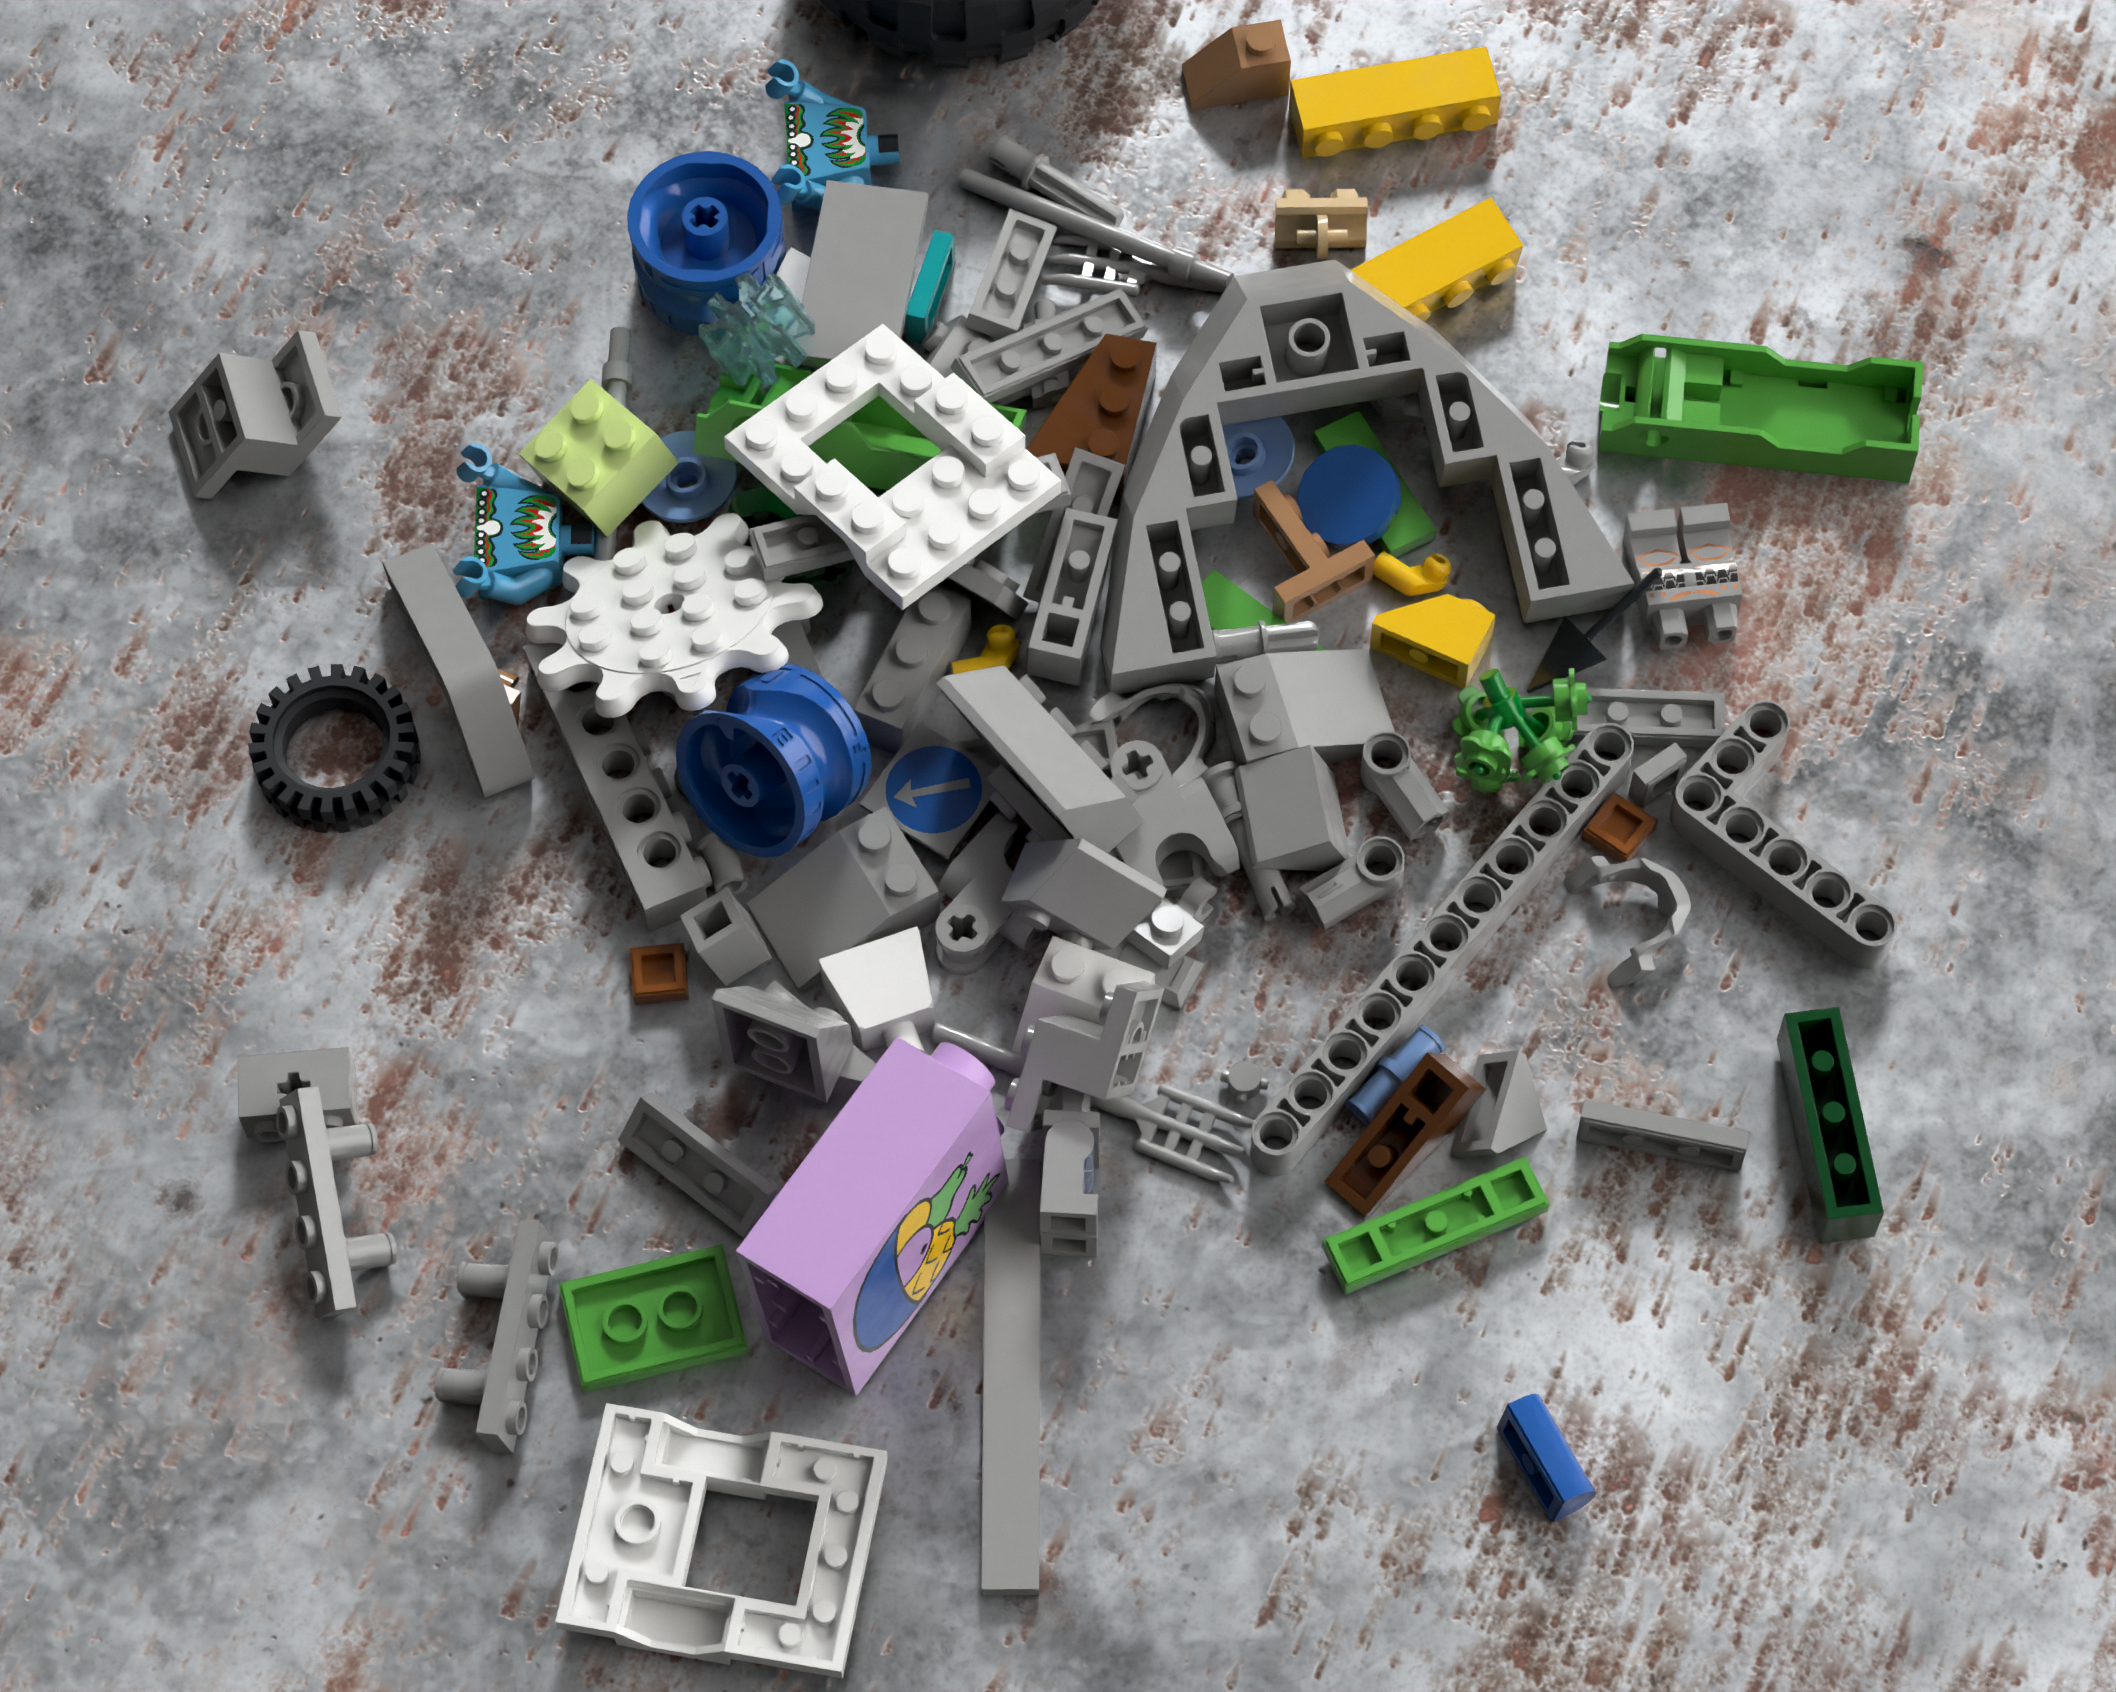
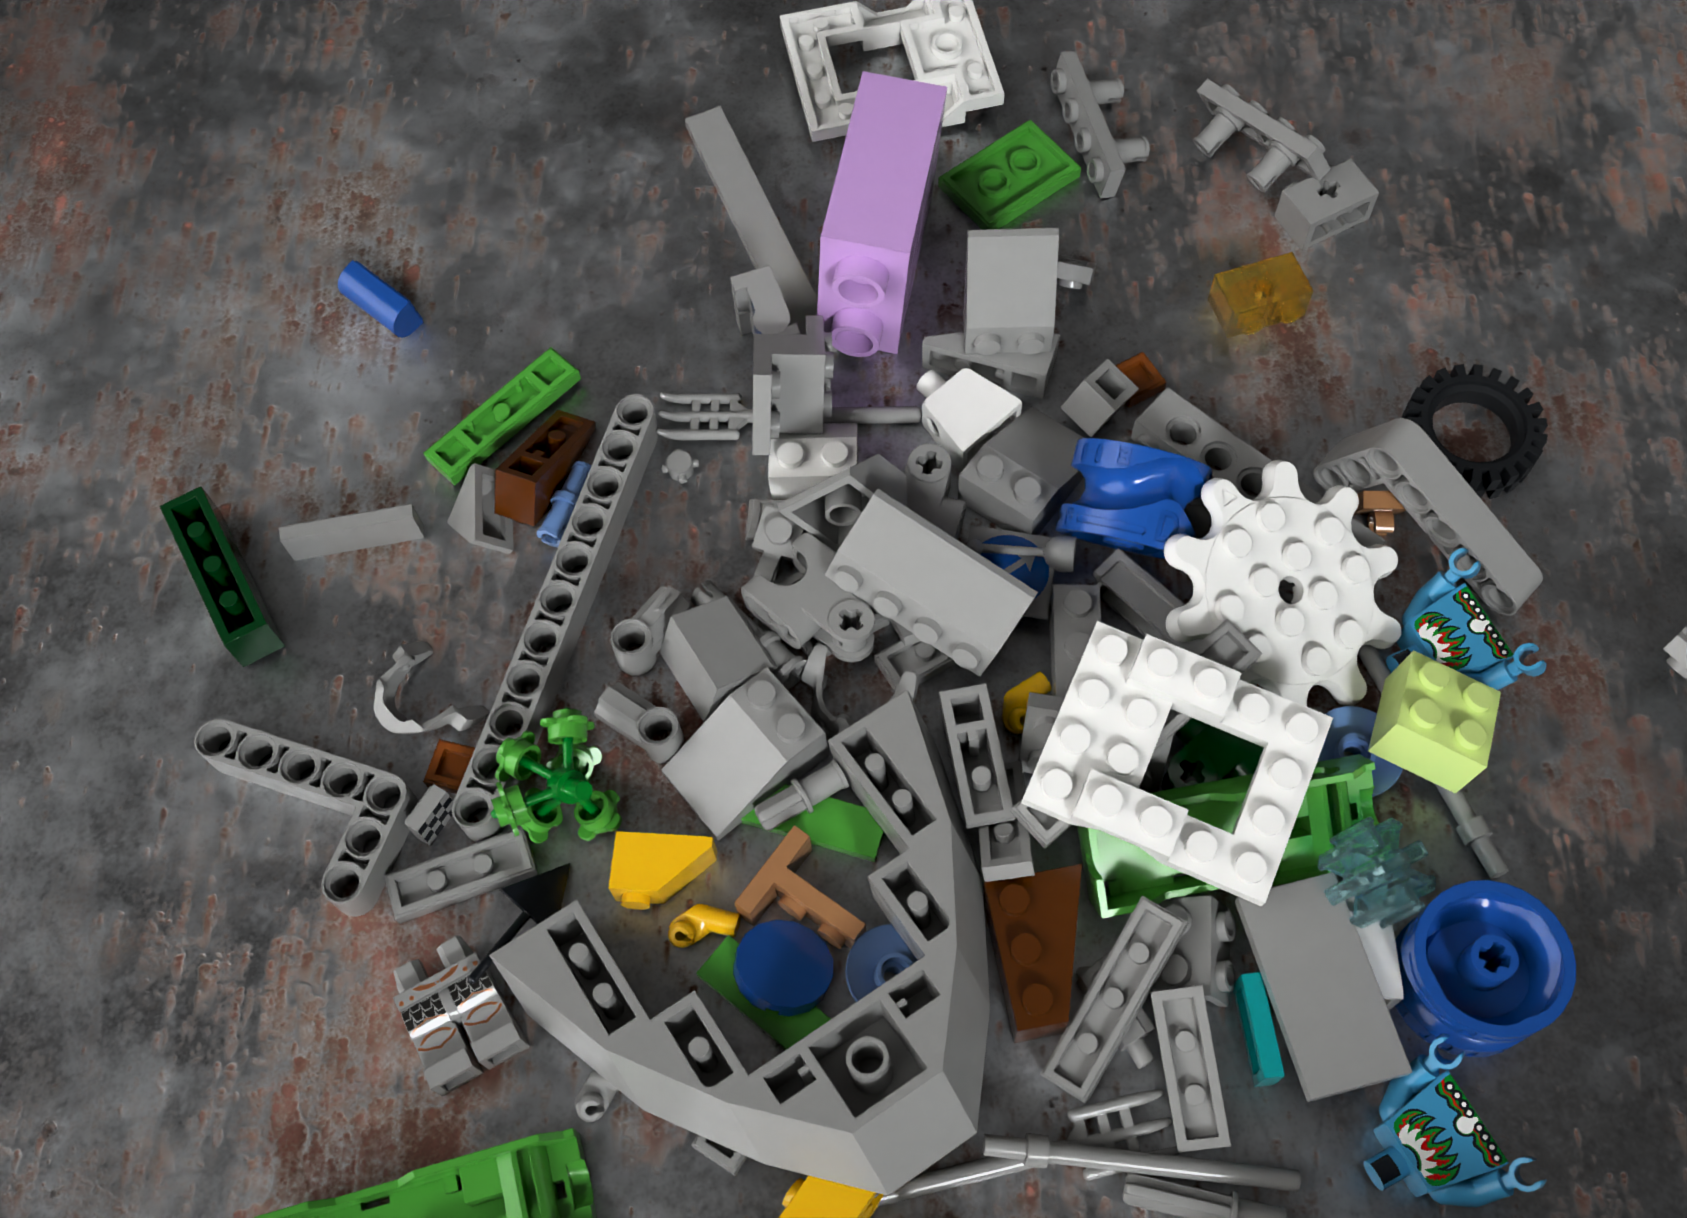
camera: 160 degrees right, 0 degrees up
(479, 1019) = (1260, 295): none -> clear yellow brick
(882, 775) = (1058, 552): none -> light grey hinge

